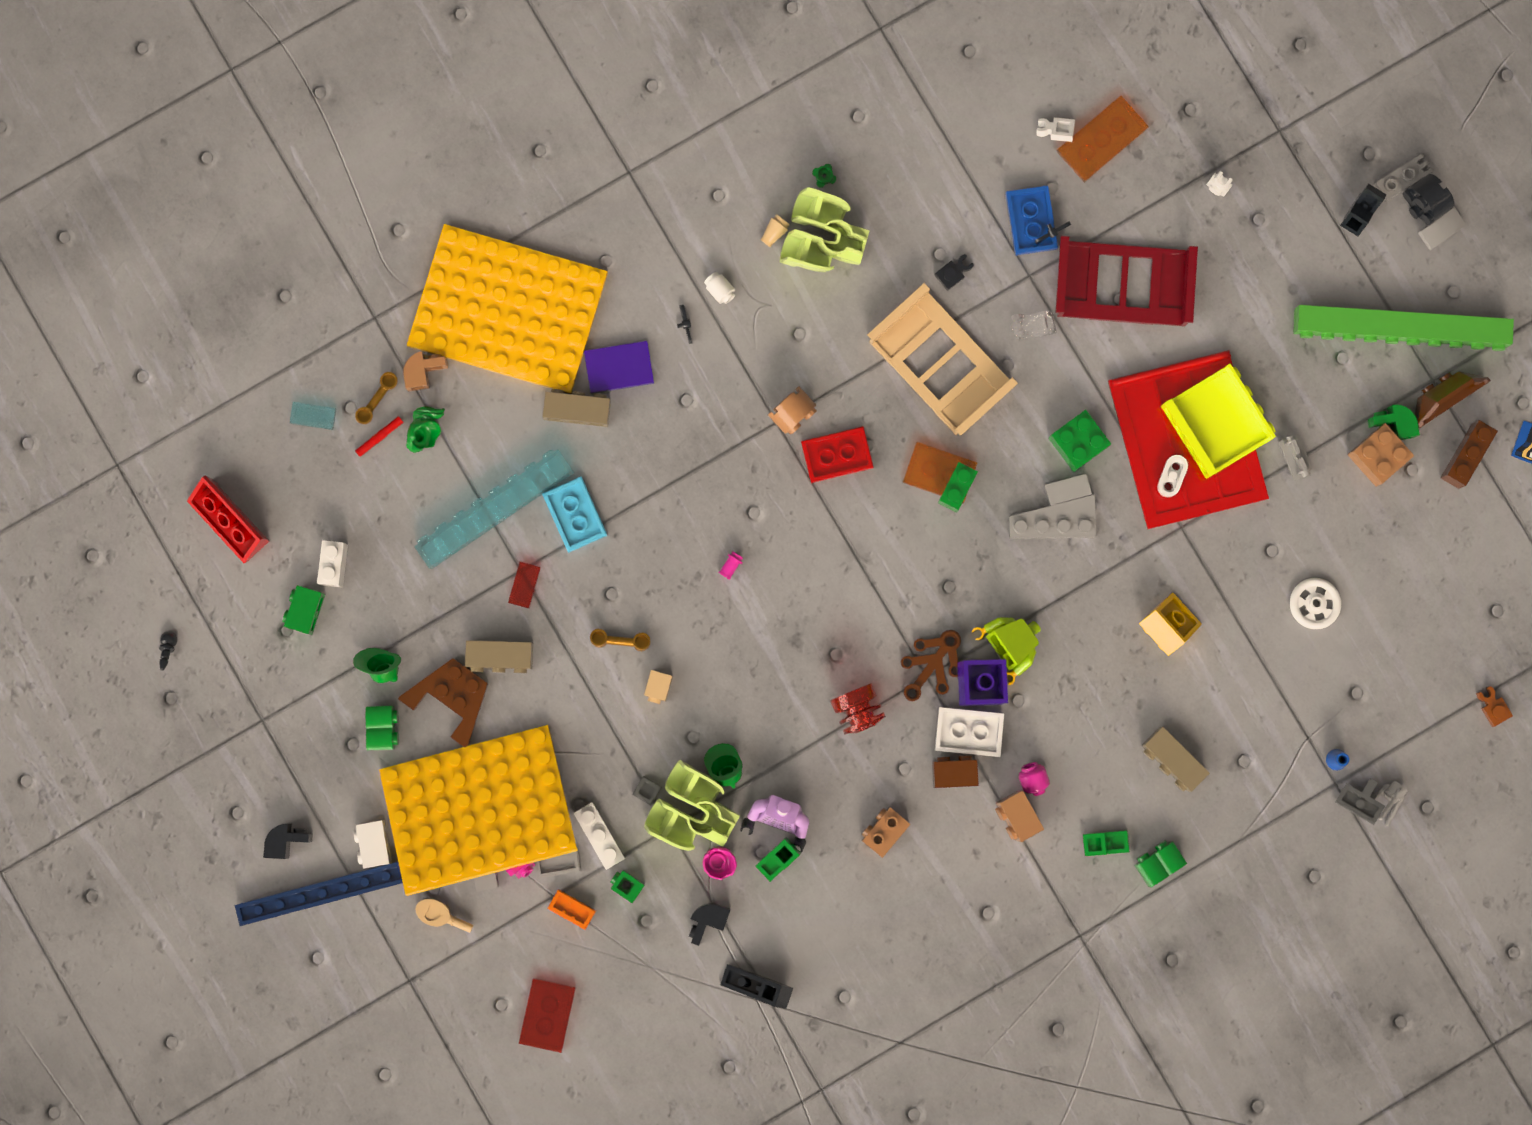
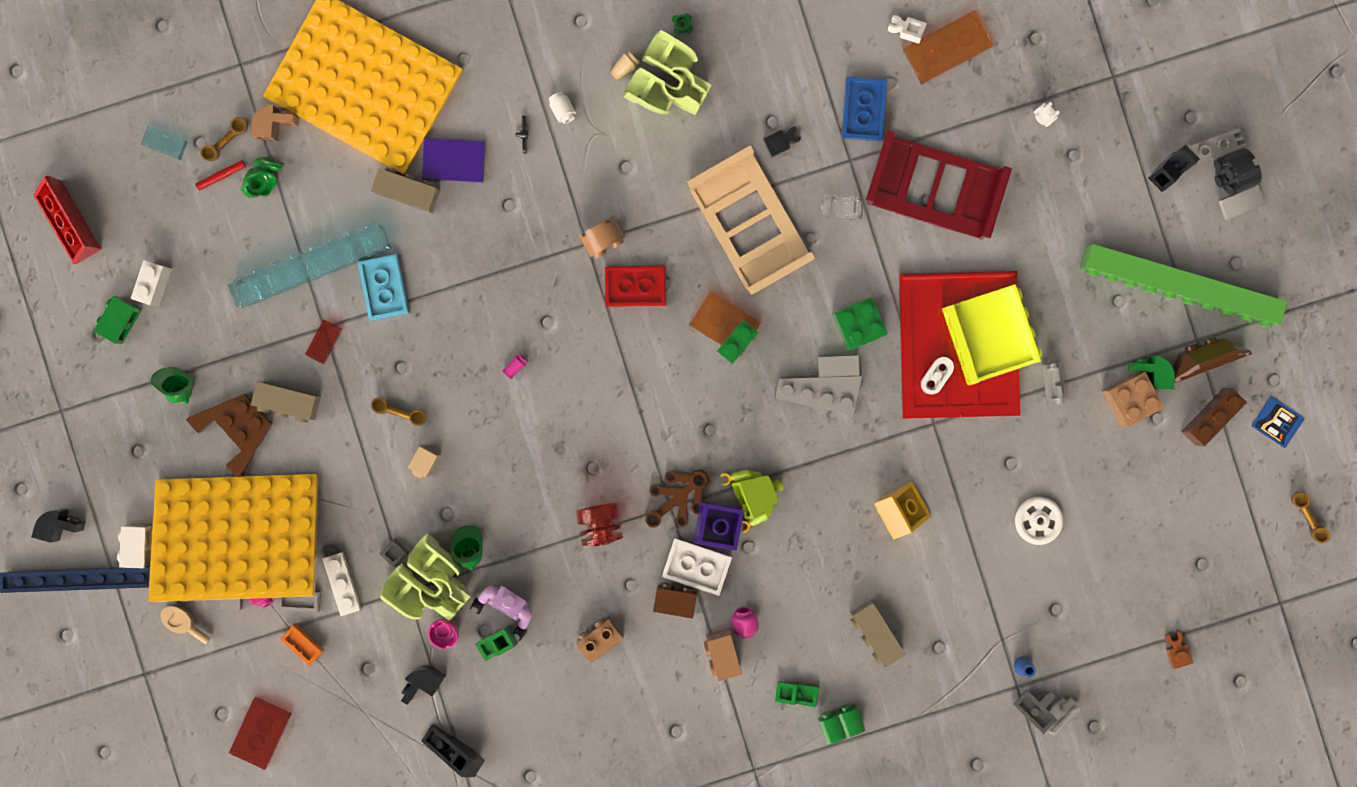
camera: 10 degrees right, 5 degrees up
(381, 728) = (164, 442): green brick -> none
(628, 894) = (353, 642): green brick -> none
(1052, 232) = (880, 124): black piece -> none

